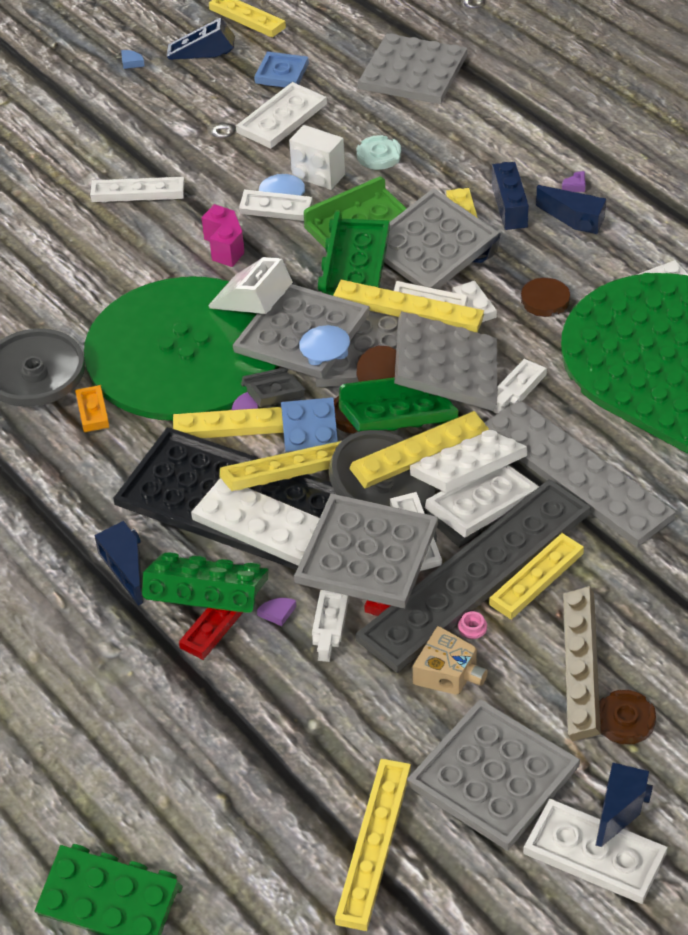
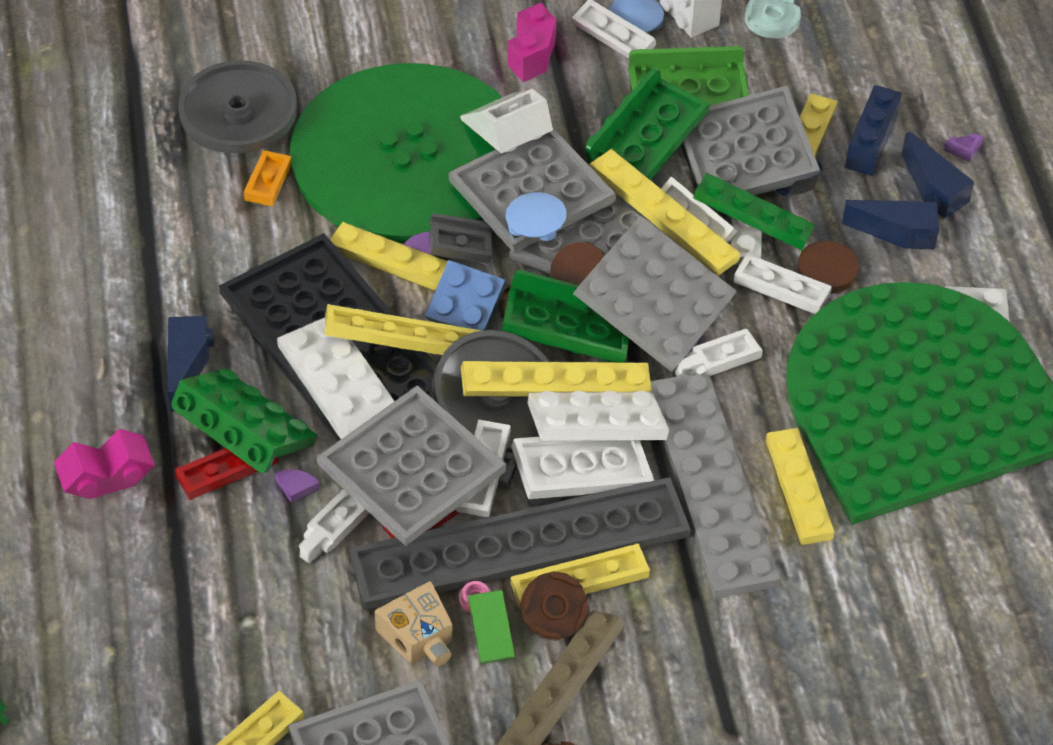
camera: 25 degrees right, 5 degrees up
(124, 666) = (112, 467): none -> dark pink brick
(471, 279) = (754, 211): none -> green plate
(501, 638) = (491, 627): none -> bright green tile
(524, 320) = (782, 284): none -> white plate
(536, 602) = (554, 606): none -> reddish brown tile
(571, 247) = (897, 222): none -> dark blue slope
(638, 446) = (799, 486): none -> light yellow plate

